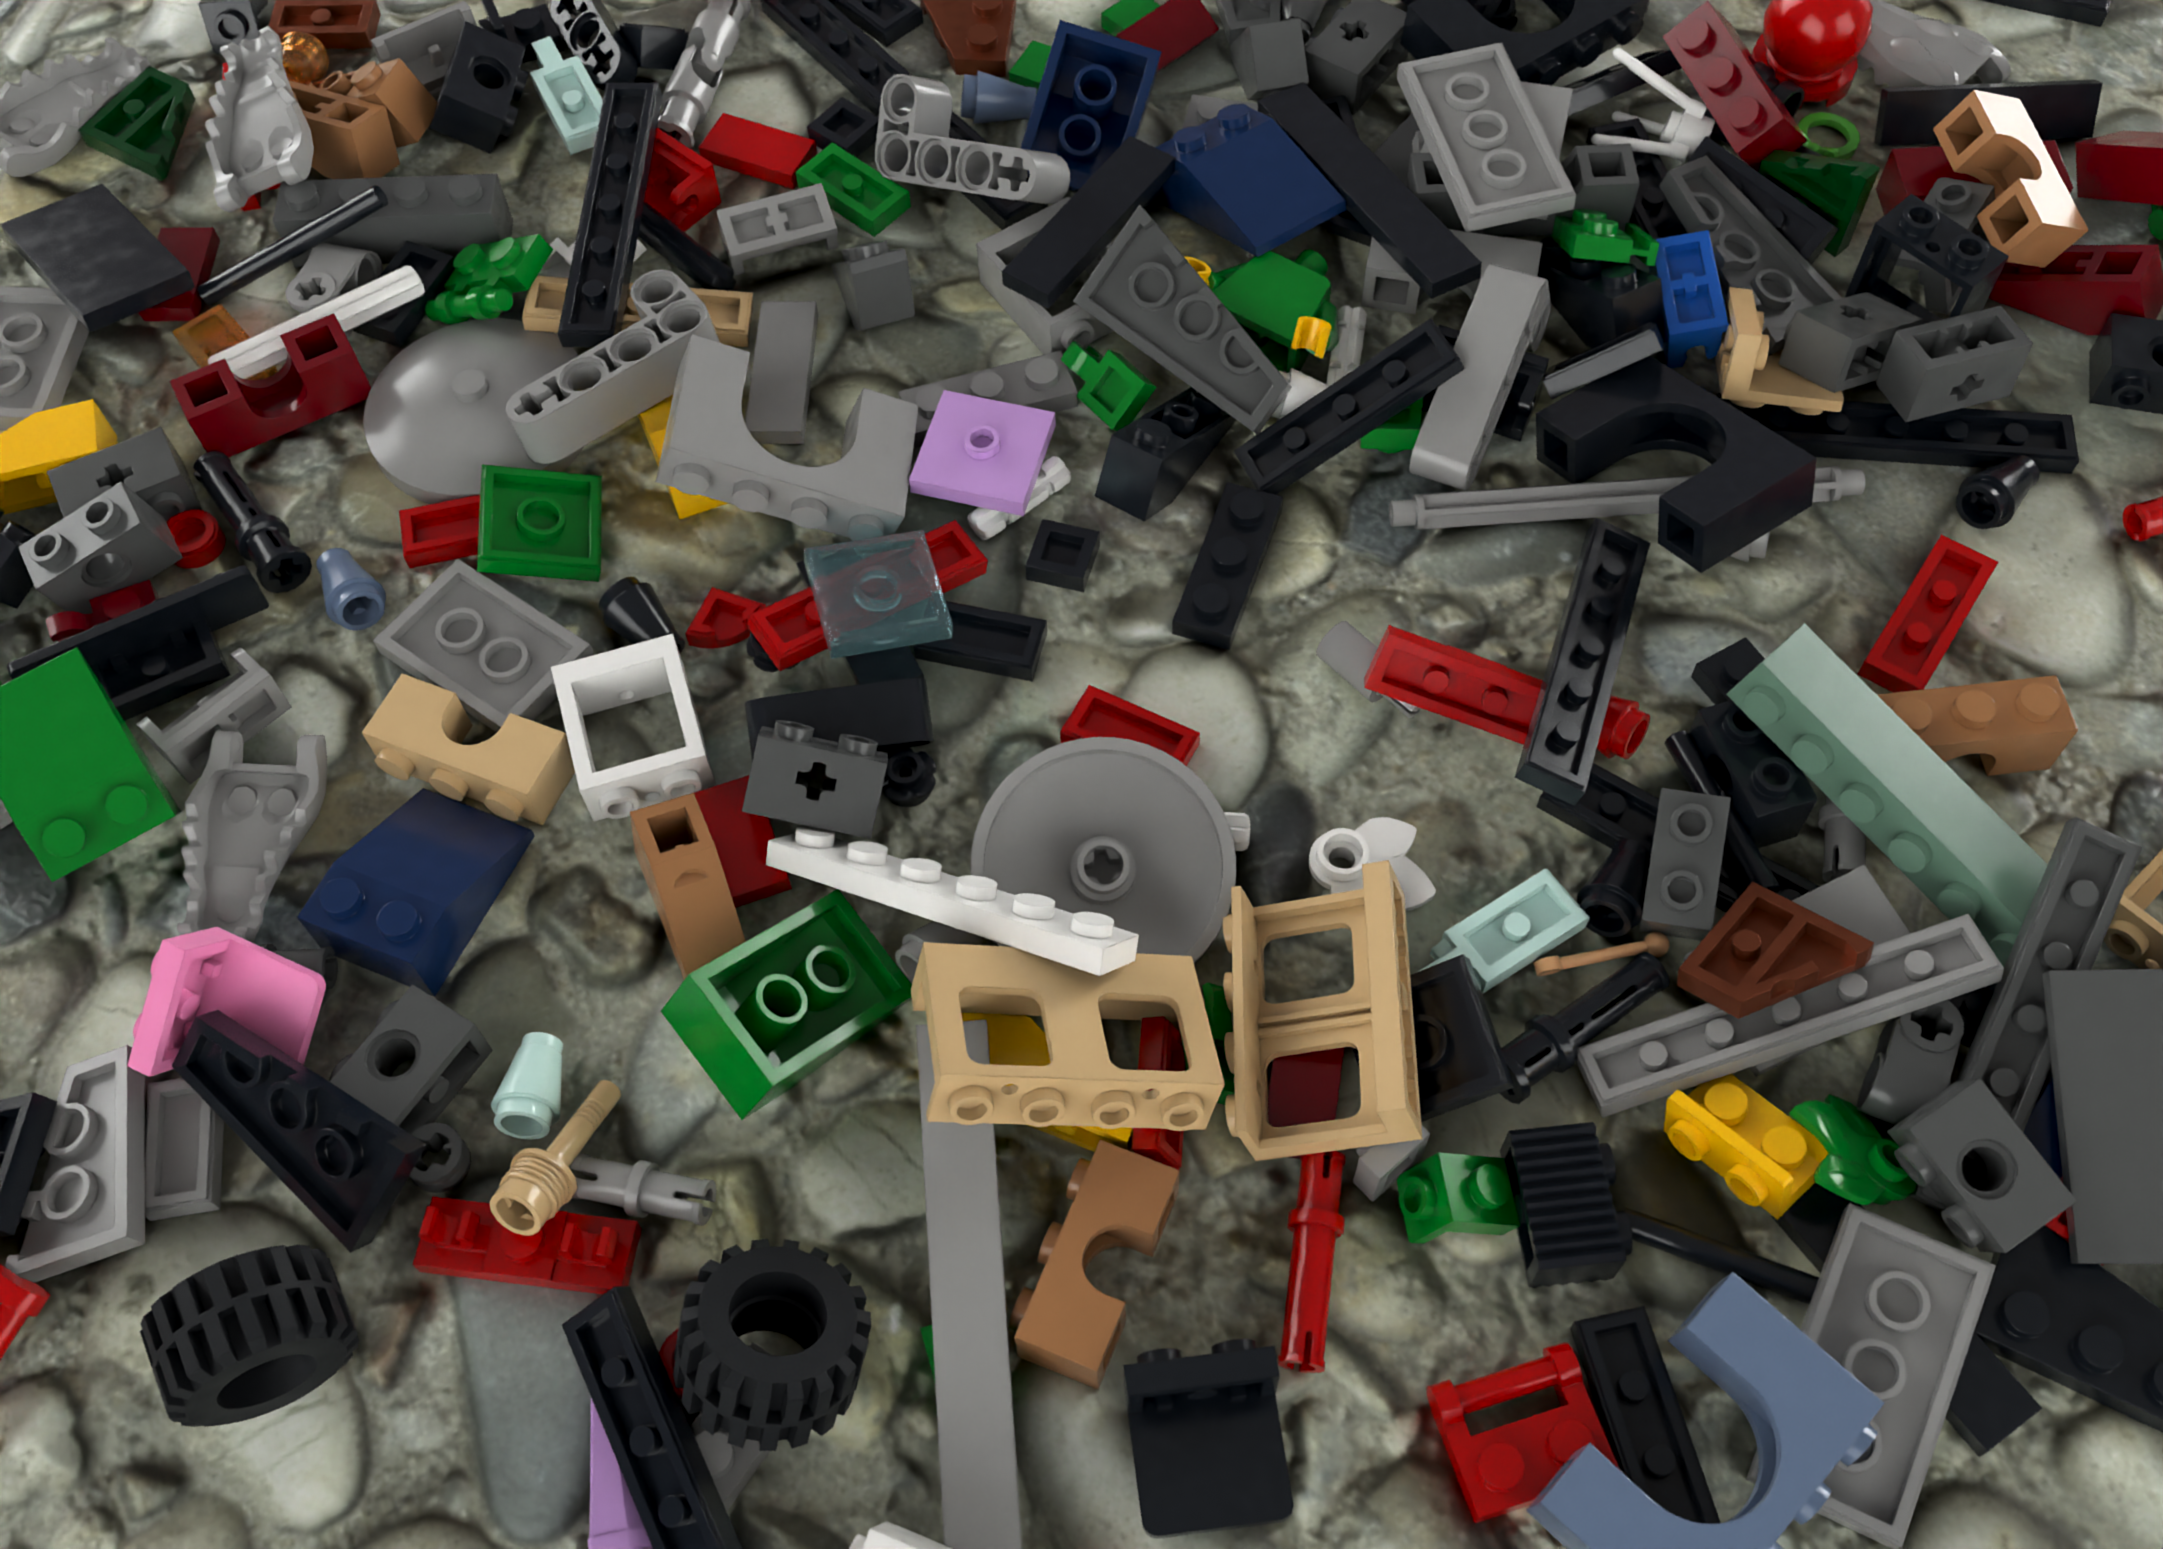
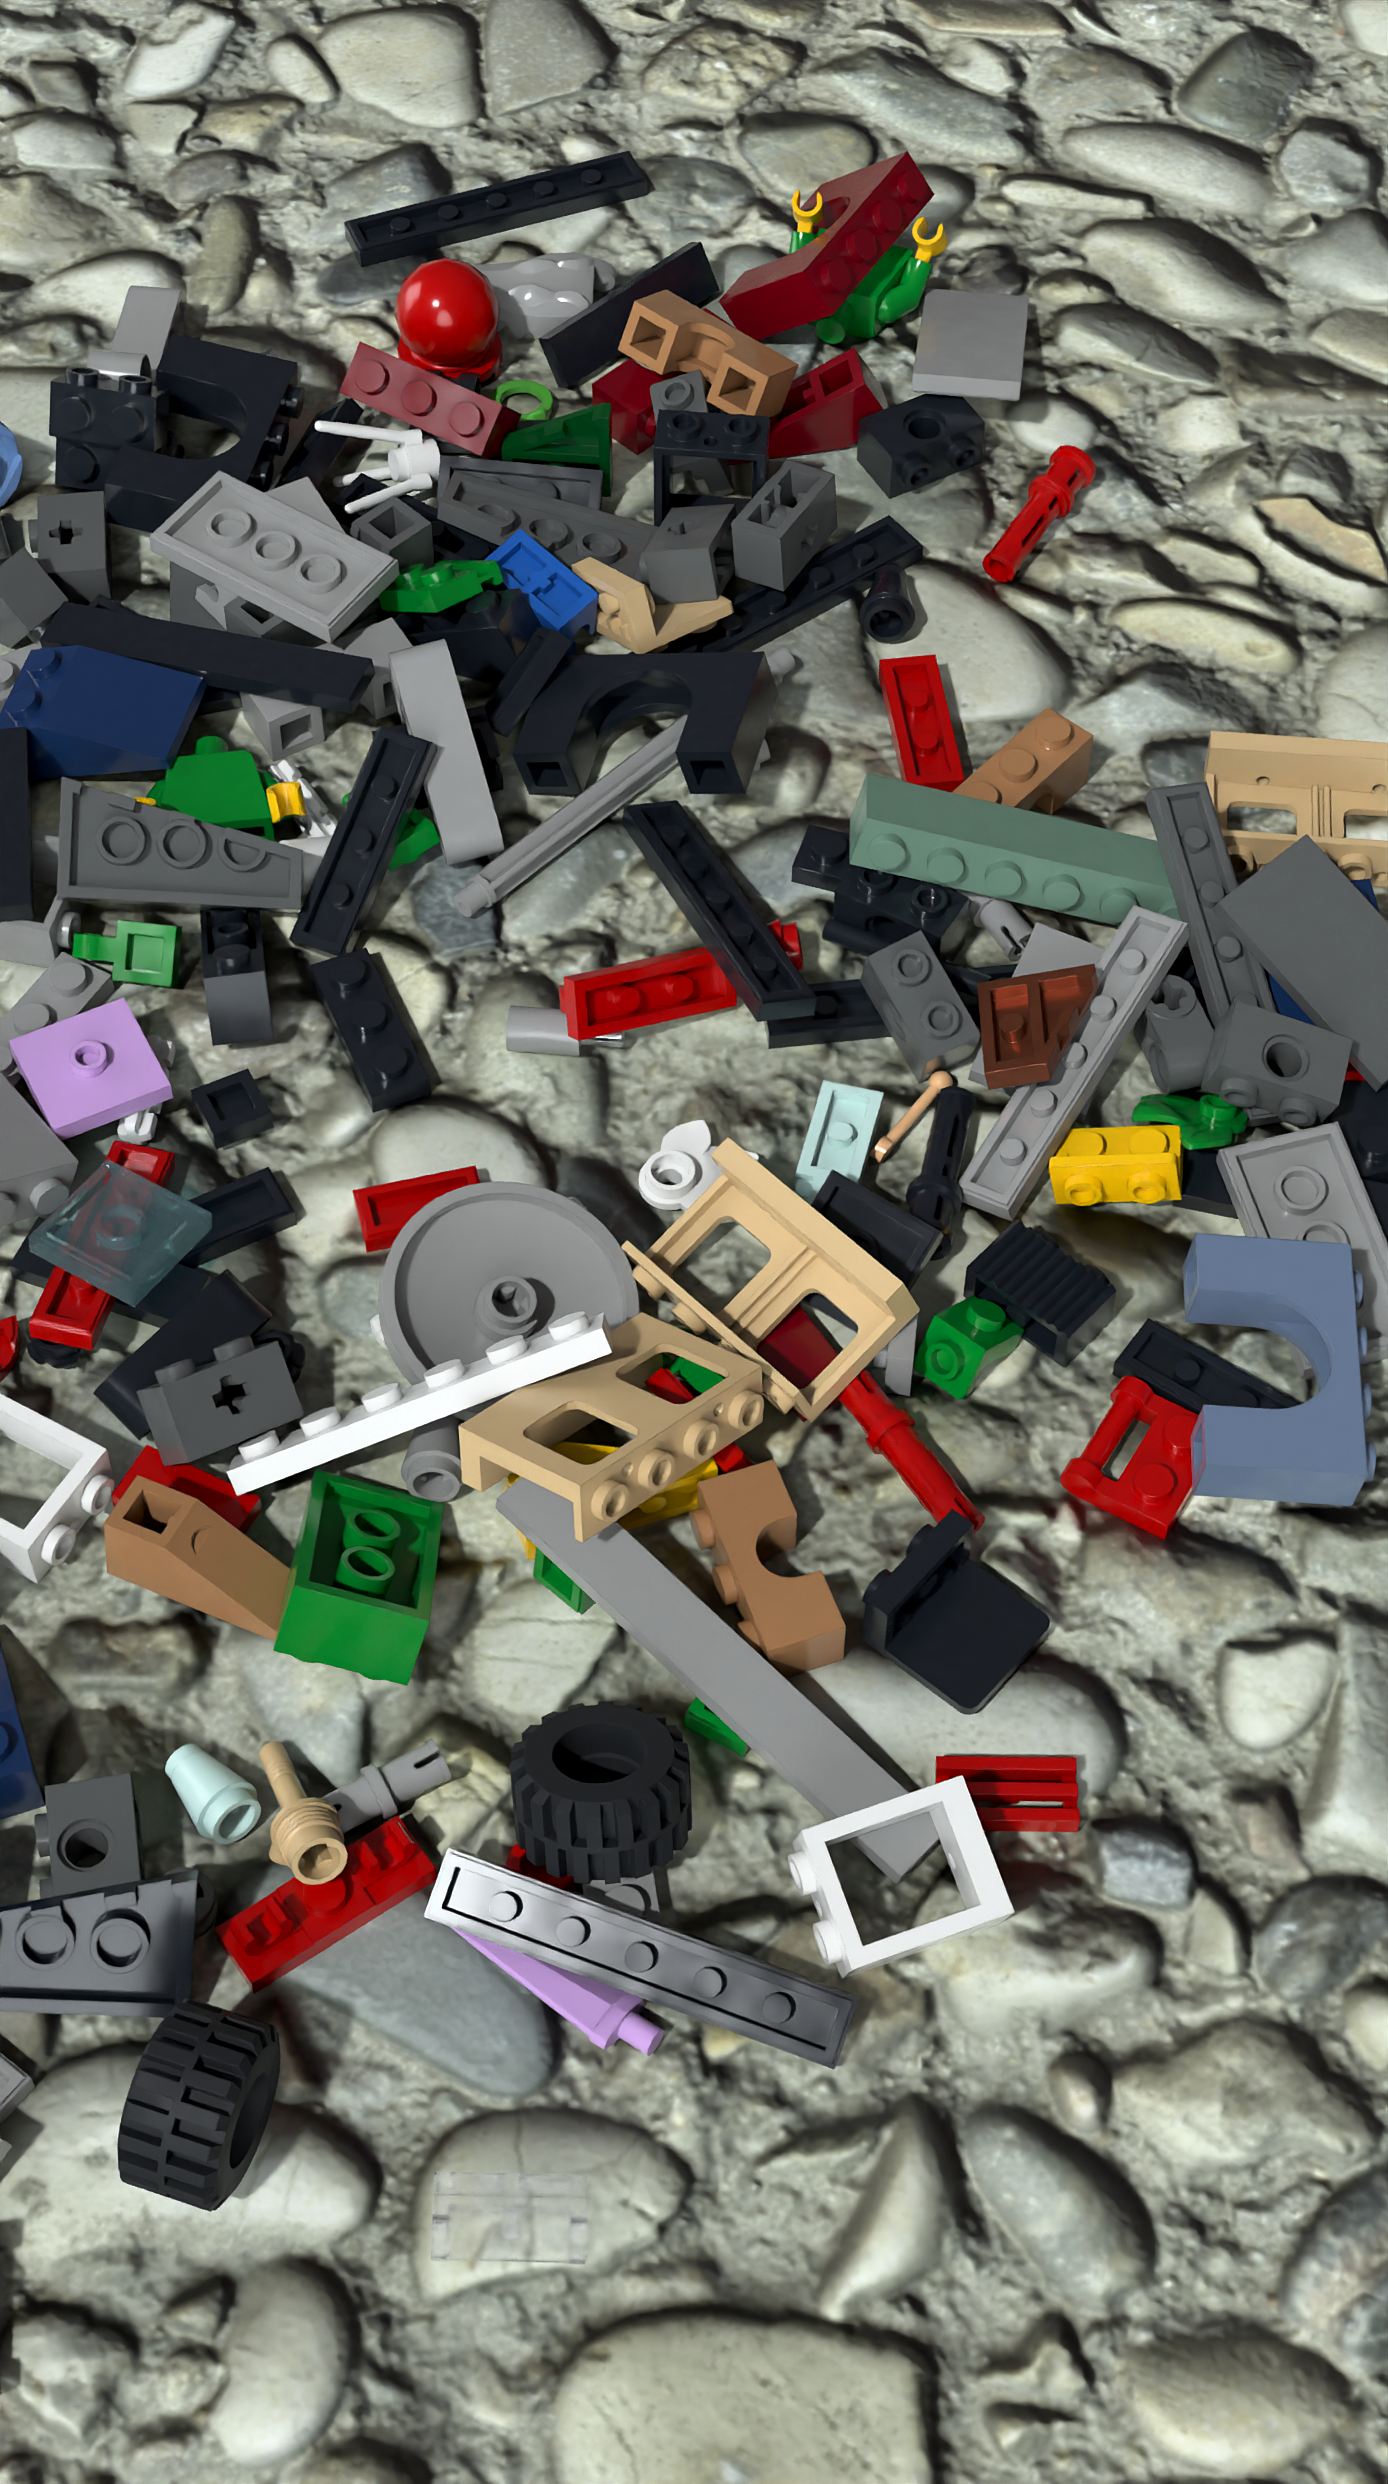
camera: 45 degrees left, 5 degrees down
(1617, 890) = (883, 1061): black cone -> none
(1721, 1256) = (1159, 1254): black bar -> none

